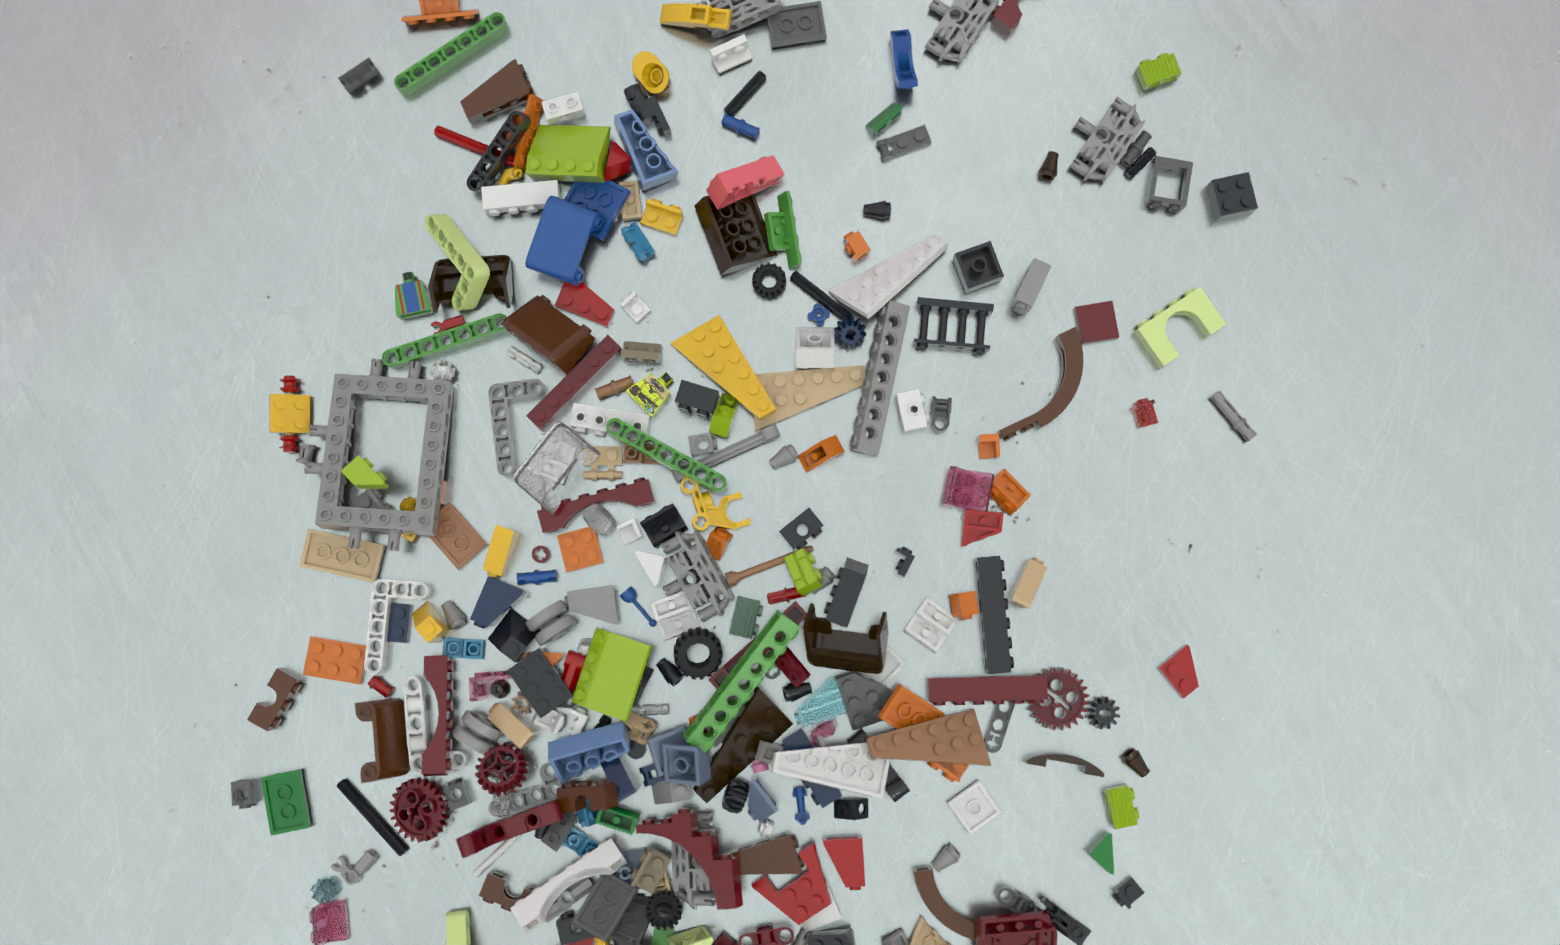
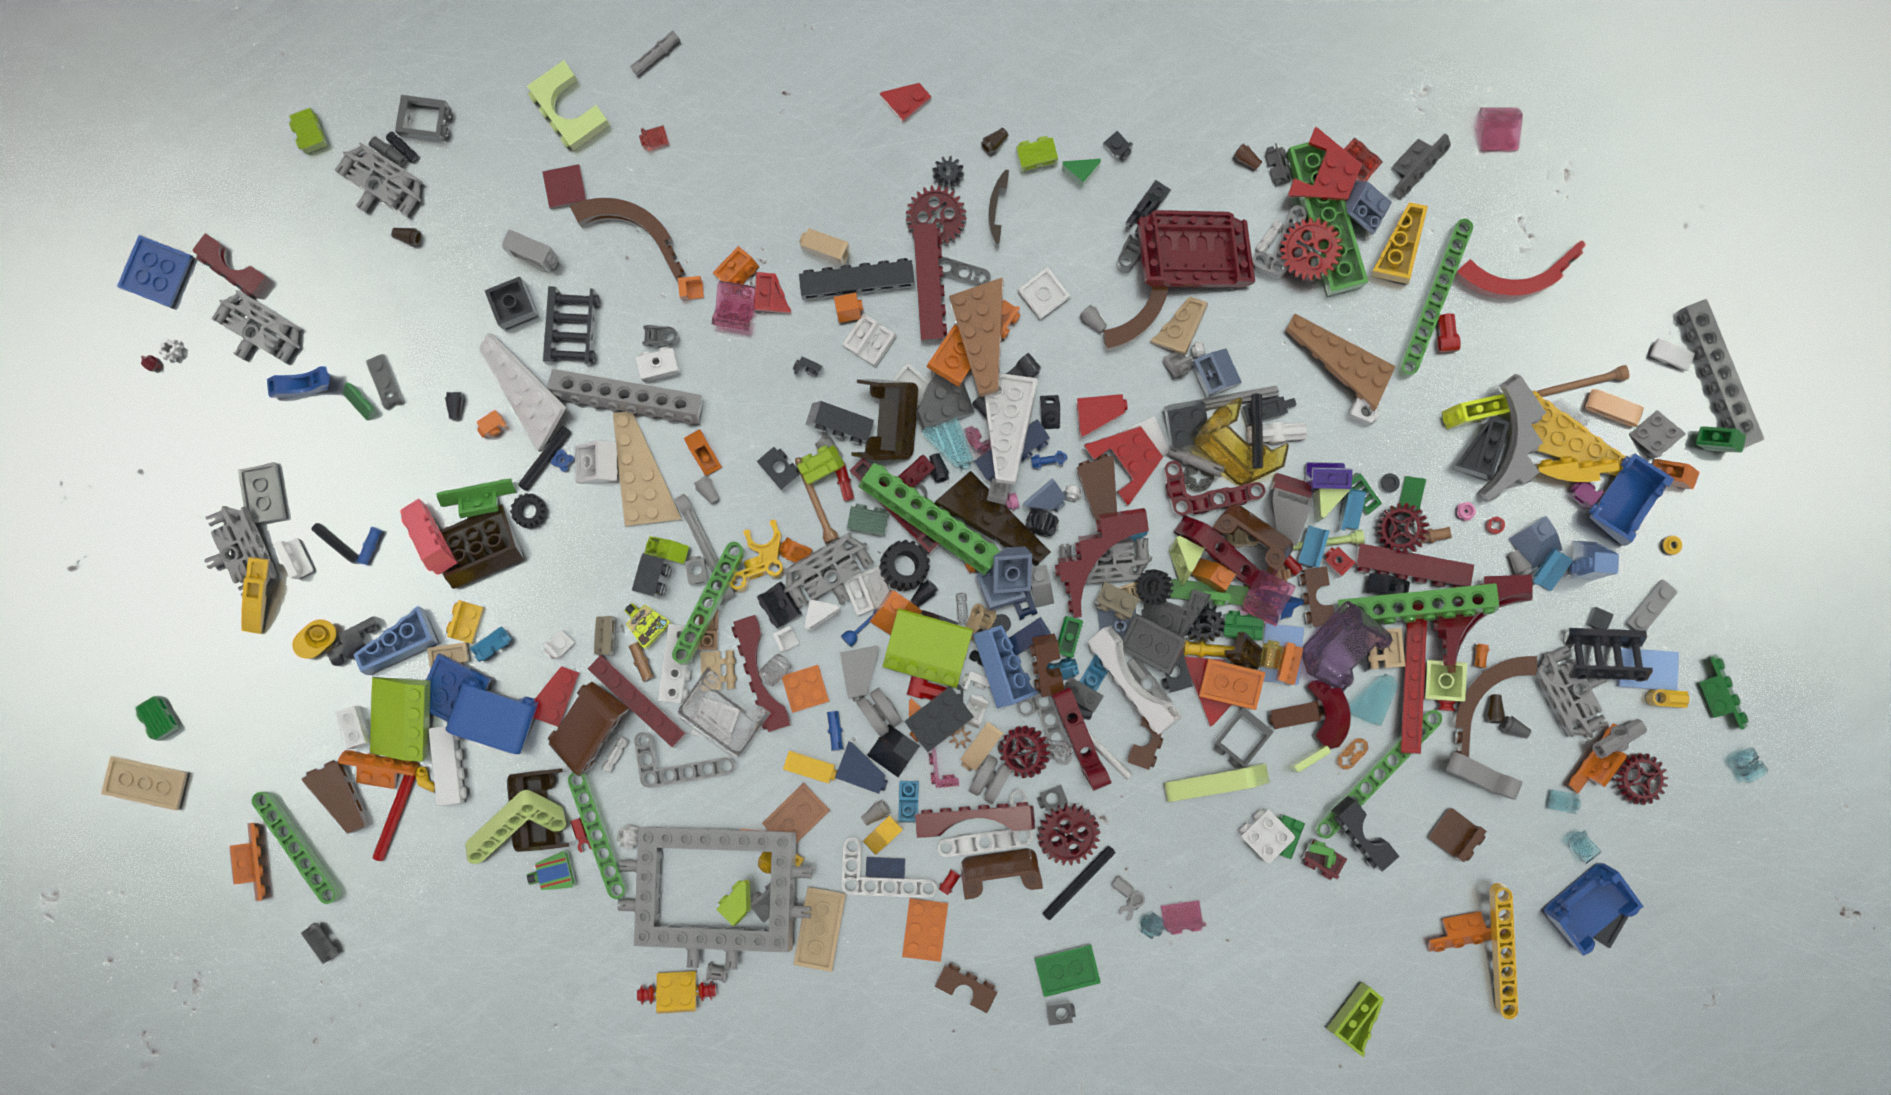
camera: 90 degrees left, 0 degrees up
(503, 686) = (947, 756): dark brown cone -> none
(507, 147) = (395, 781): black beam -> none
(536, 557) = (815, 733): dark red bush -> none
(584, 645) = (902, 678): white plate -> none
(617, 163) = (408, 668): red slope -> none
(653, 635) = (886, 612): none -> orange slope
(721, 359) = (610, 555): yellow wing -> none
(844, 336) = (579, 419): dark blue gear -> none
(1232, 196) = (435, 57): black brick -> none

